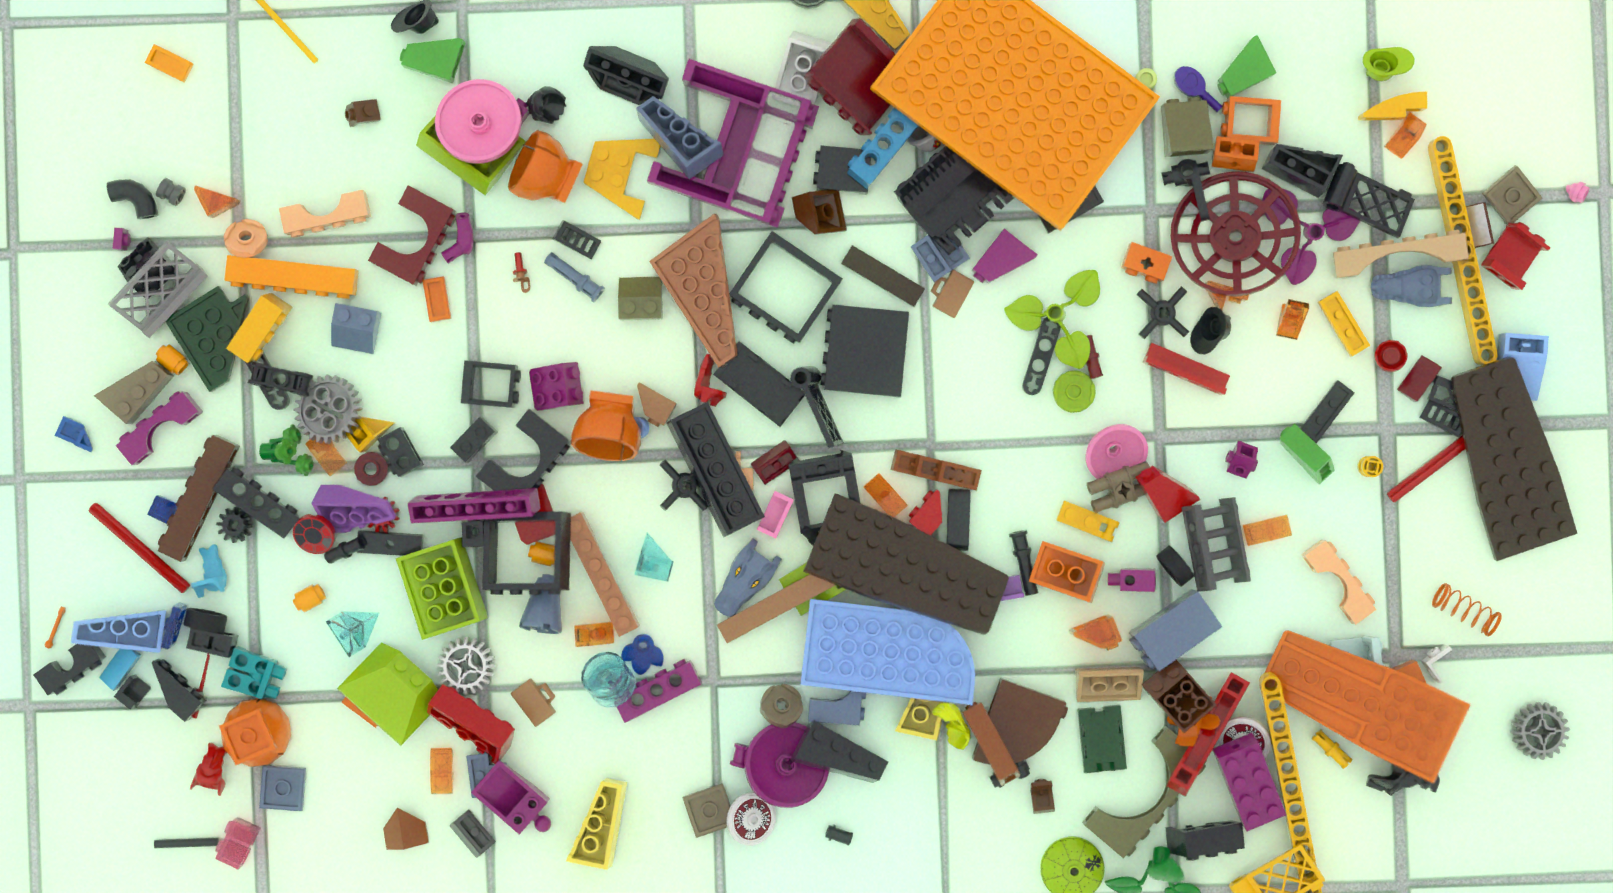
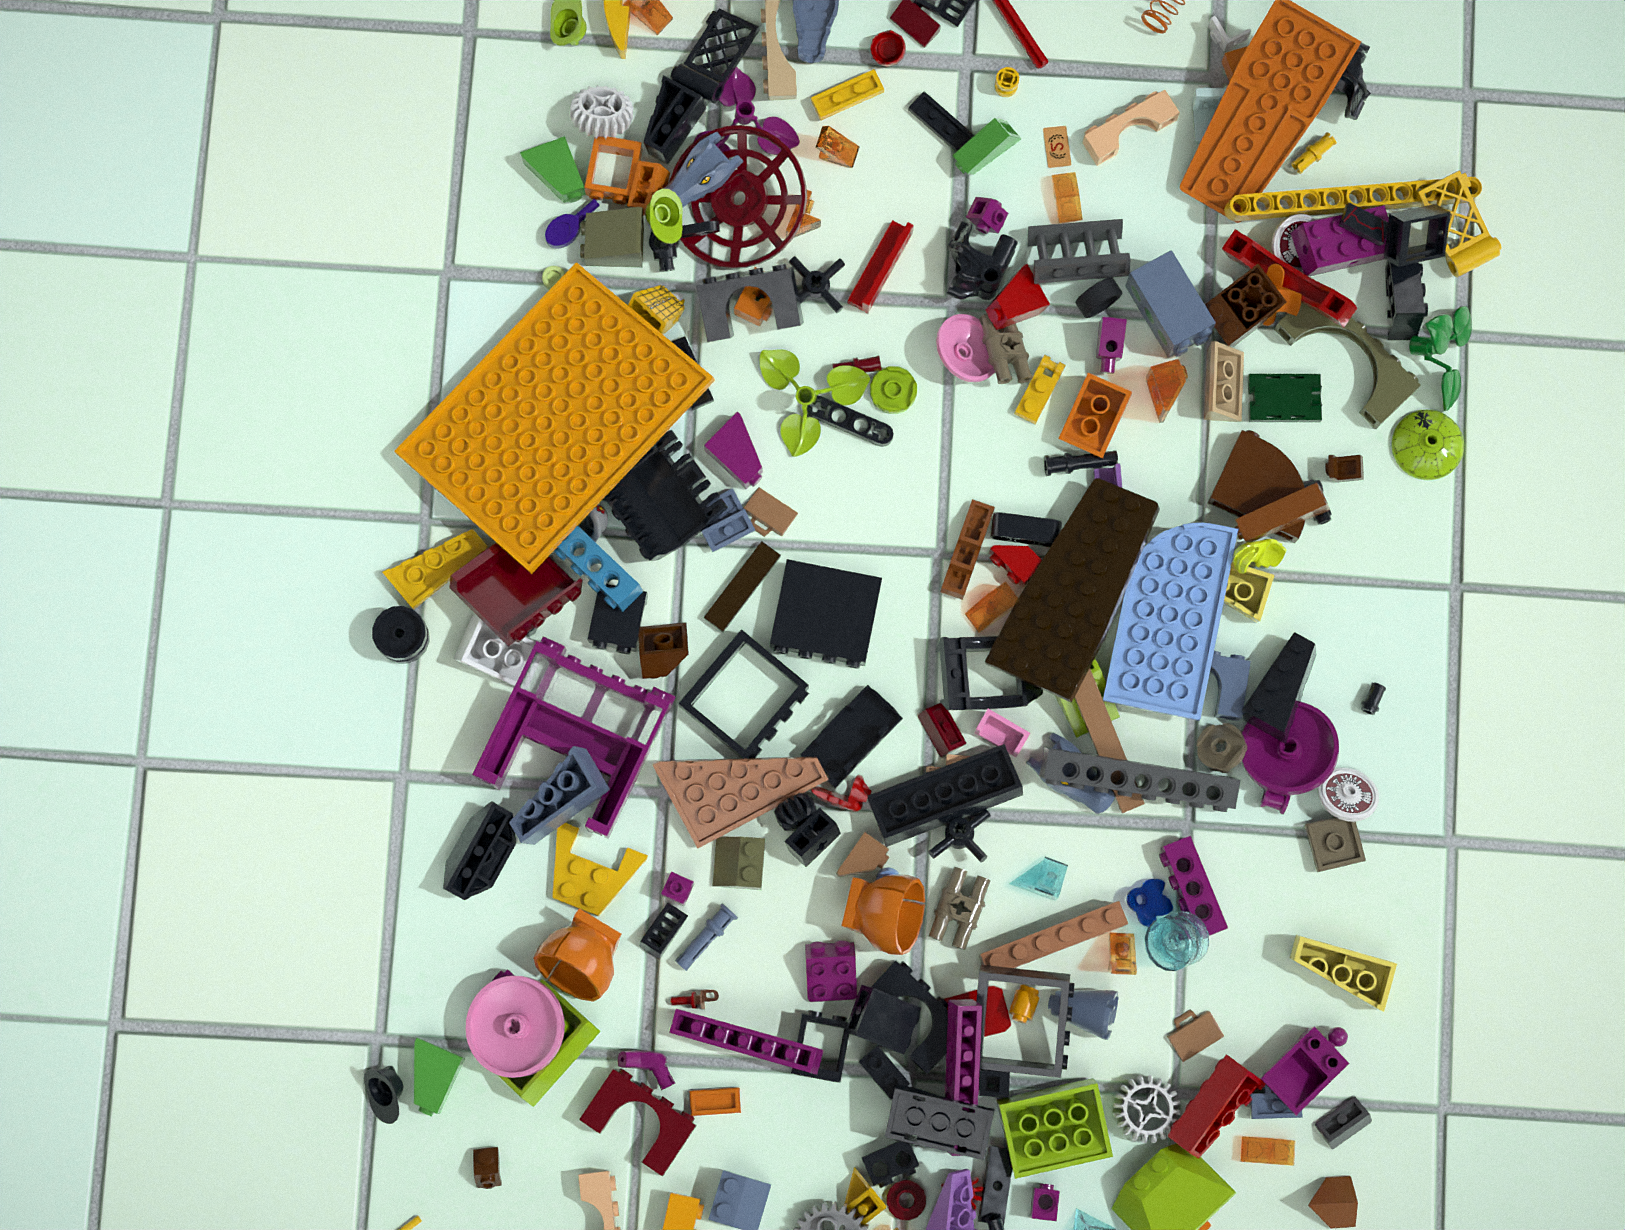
camera: 85 degrees left, 10 degrees down
(369, 587) = (1044, 1214): none -> magenta brick
(433, 489) = (939, 1122): none -> black piece
(485, 319) = (746, 1041): none -> magenta brick
(516, 434) = (883, 1019): none -> black panel
(546, 104) = (503, 948): black hair -> none
(612, 247) = (677, 888): none -> magenta brick
(630, 484) = (966, 920): none -> dark tan pin
(667, 359) = (812, 837): none -> black brick
(688, 342) = (794, 811): none -> black gear
(735, 710) = (1224, 798): none -> dark grey brick
(807, 379) = (851, 681): black piece -> none
(1125, 174) = (658, 307): none -> yellow torso
(1156, 277) = (777, 284): none -> black arch
(1191, 453) = (976, 271): none -> black helmet
(1207, 171) = (665, 215): none -> lime piece
(1210, 330) = (841, 235): black piece -> none
(1252, 198) = (703, 171): none -> sand blue animal
(1255, 828) = (1399, 232): none -> black window
(1264, 797) = (1364, 224): none -> black tile
(1297, 103) = (601, 111): none -> white gear
(1315, 517) = (1057, 146): none -> clear orange sticker

